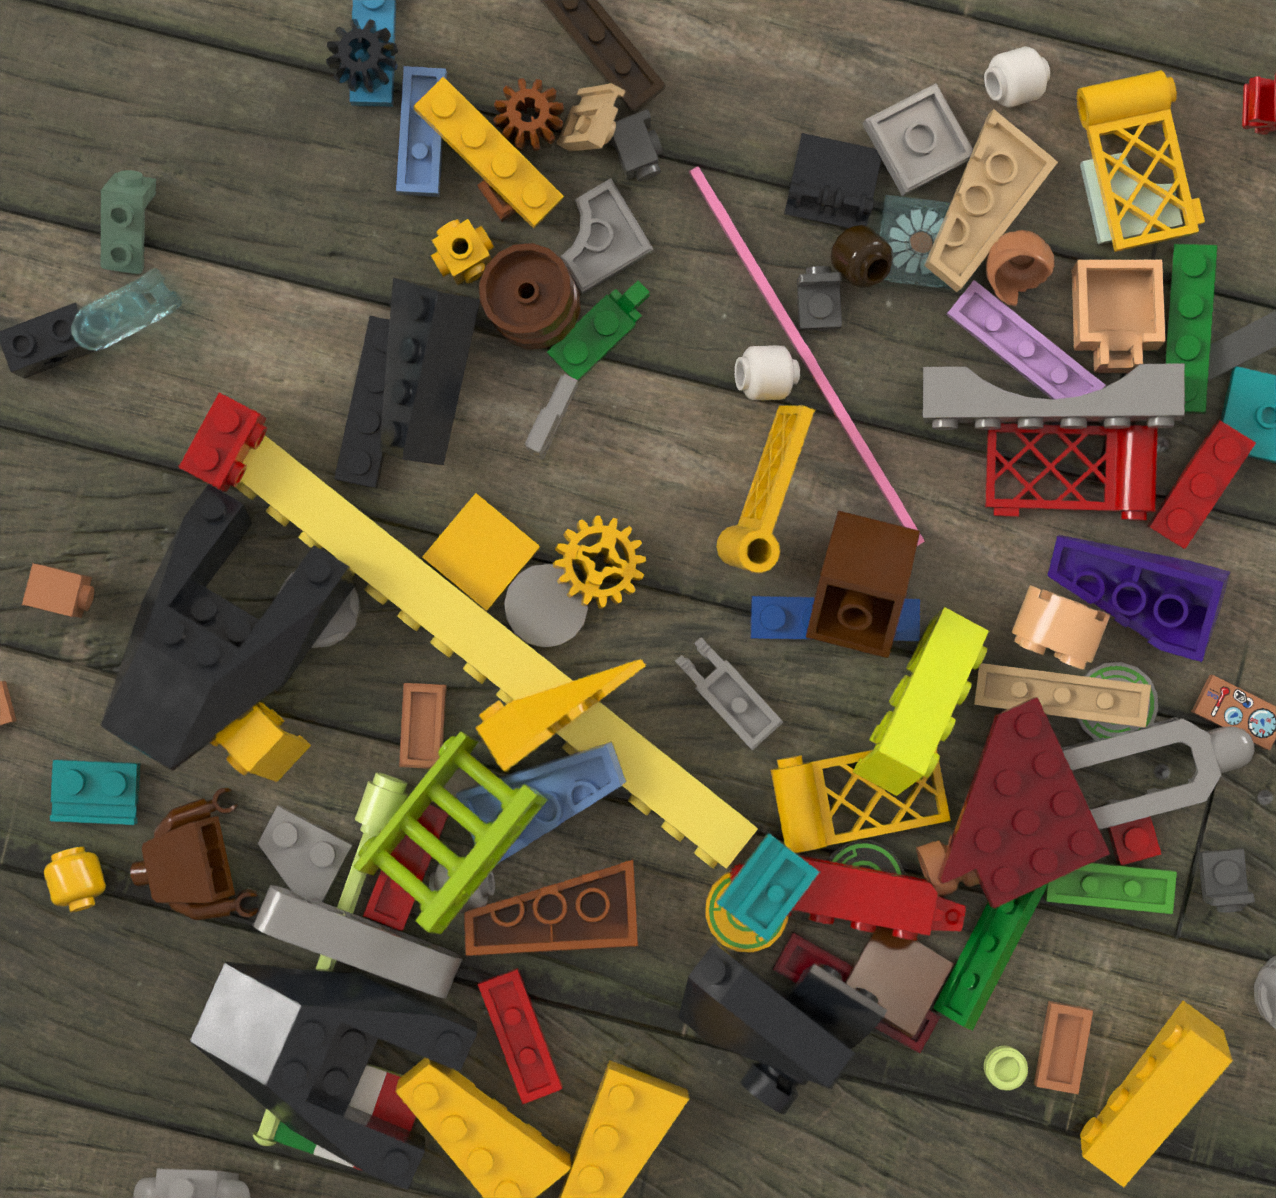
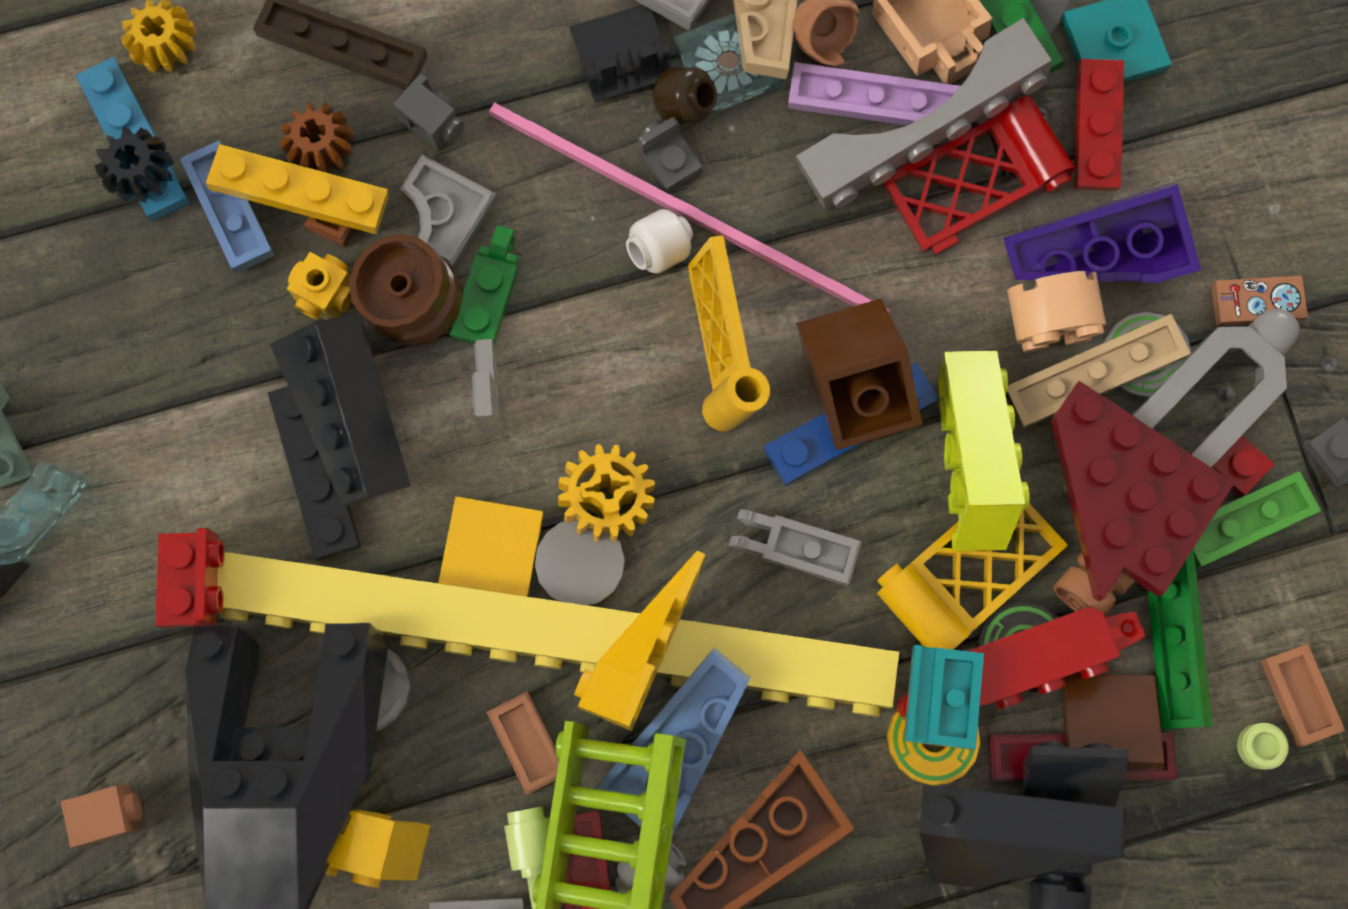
camera: 30 degrees left, 10 degrees down
(592, 121) = (376, 107): tan plate -> none

